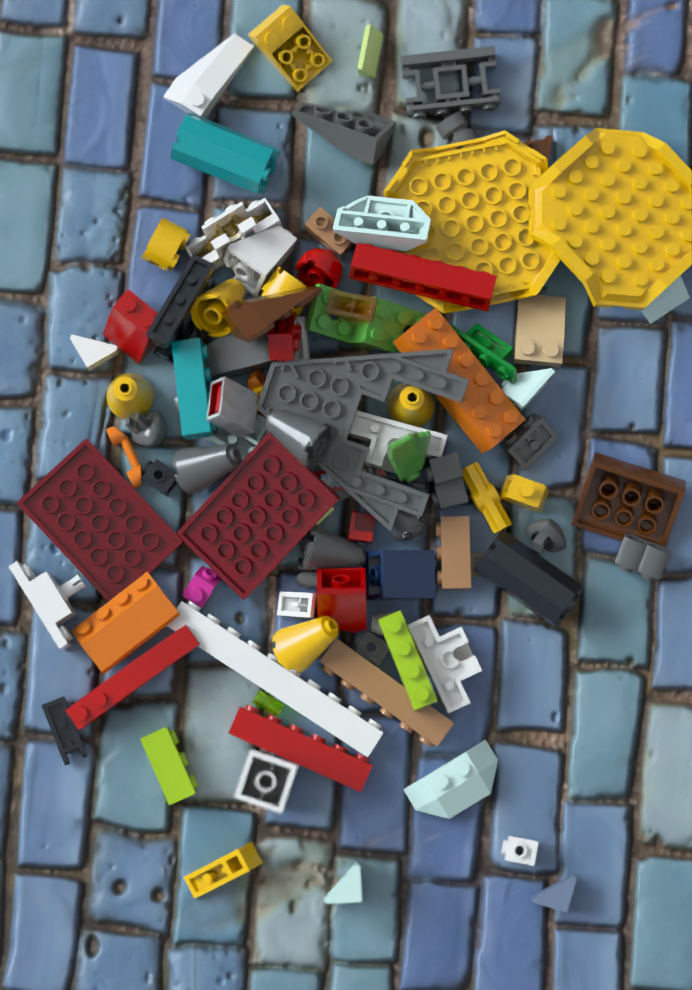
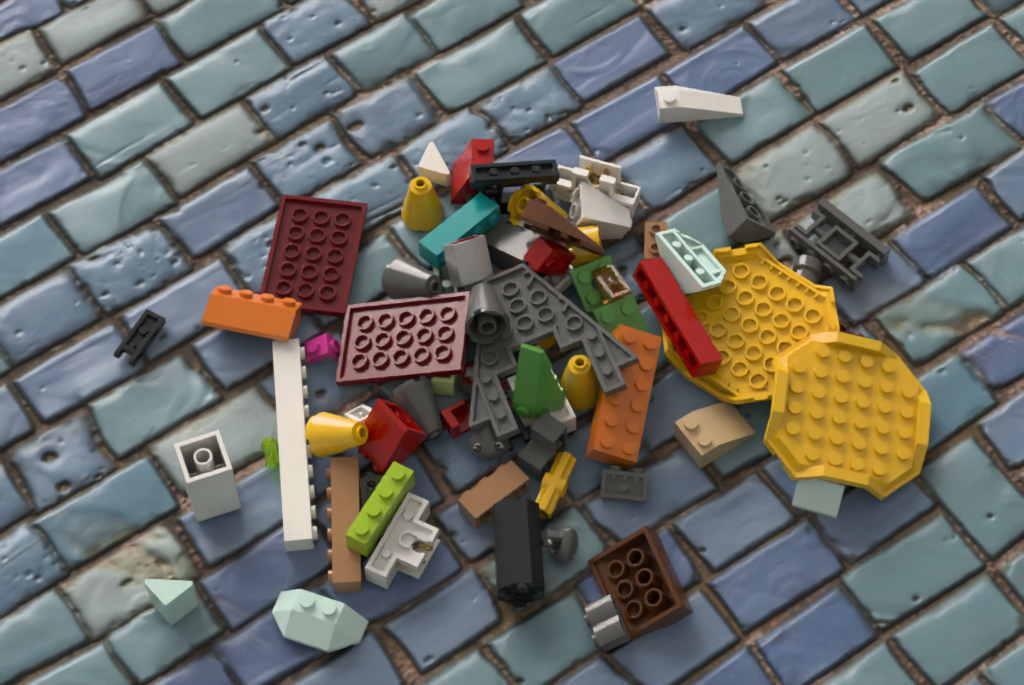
camera: 50 degrees right, 25 degrees down
(50, 600) = (226, 258): white brick -> none
(132, 677) = (211, 346): red slope -> none
(135, 474) = (369, 253): orange bar -> none
(148, 429) = (406, 235): dark grey piece -> none
(164, 245) = (550, 146): yellow brick -> none
(164, 484) = (377, 263): black brick -> none
(169, 765) = (168, 420): lime brick -> none
(223, 870) = (119, 510): yellow slope -> none
(225, 153) = (648, 141): teal brick -> none
(290, 47) = (763, 133): yellow slope -> none
(301, 749) = (253, 497): red brick -> none
(319, 267) = (624, 254): red cylinder -> none
(370, 52) = (808, 182): yellowish green slope -> none
(400, 575) = (444, 468): dark blue slope -> none
(489, 351) = (664, 401): green bracket -> none
(524, 493) = (581, 501): yellow torso -> none
(526, 387) = (663, 451): light aqua slope -> none

